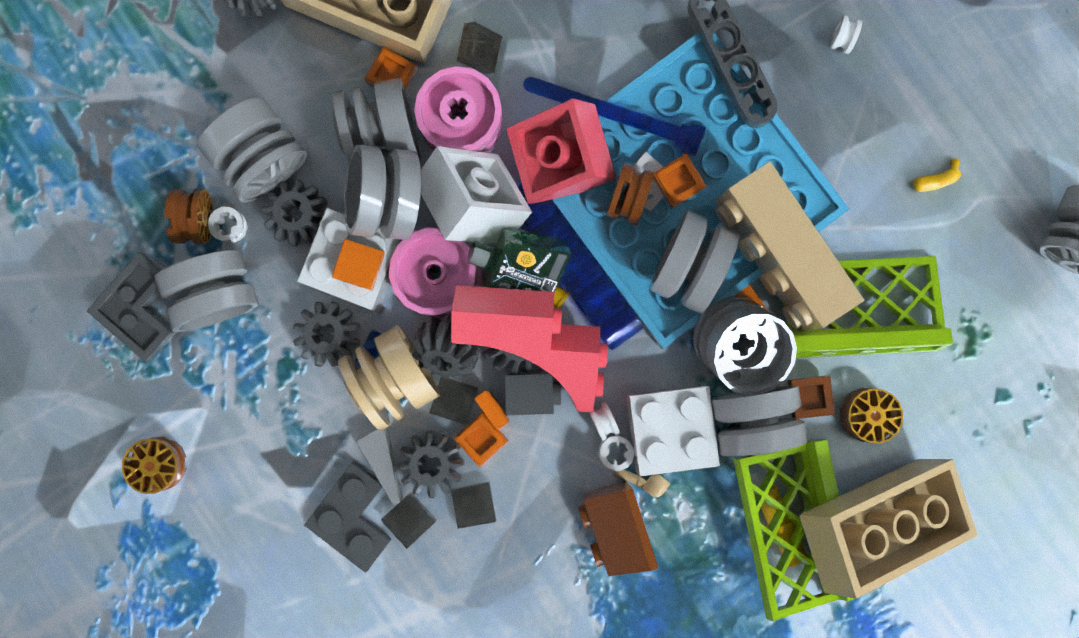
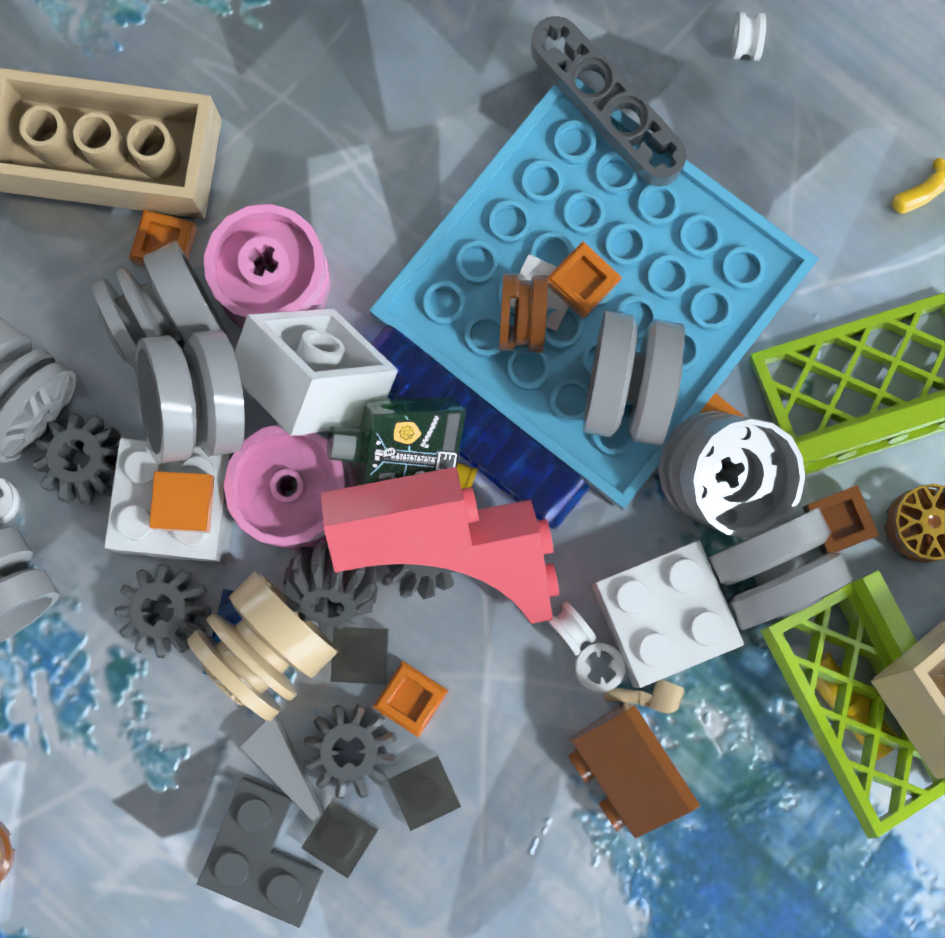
camera: 10 degrees left, 5 degrees down
(479, 48) = (271, 177): clear smoke plate -> none
(492, 409) = (414, 652): orange tile -> none
(531, 394) = (463, 617): dark grey brick -> none
(561, 152) = (416, 282): coral slope -> none
(686, 137) = (575, 219): clear blue piece -> none
(787, 250) = (752, 329): tan brick -> none

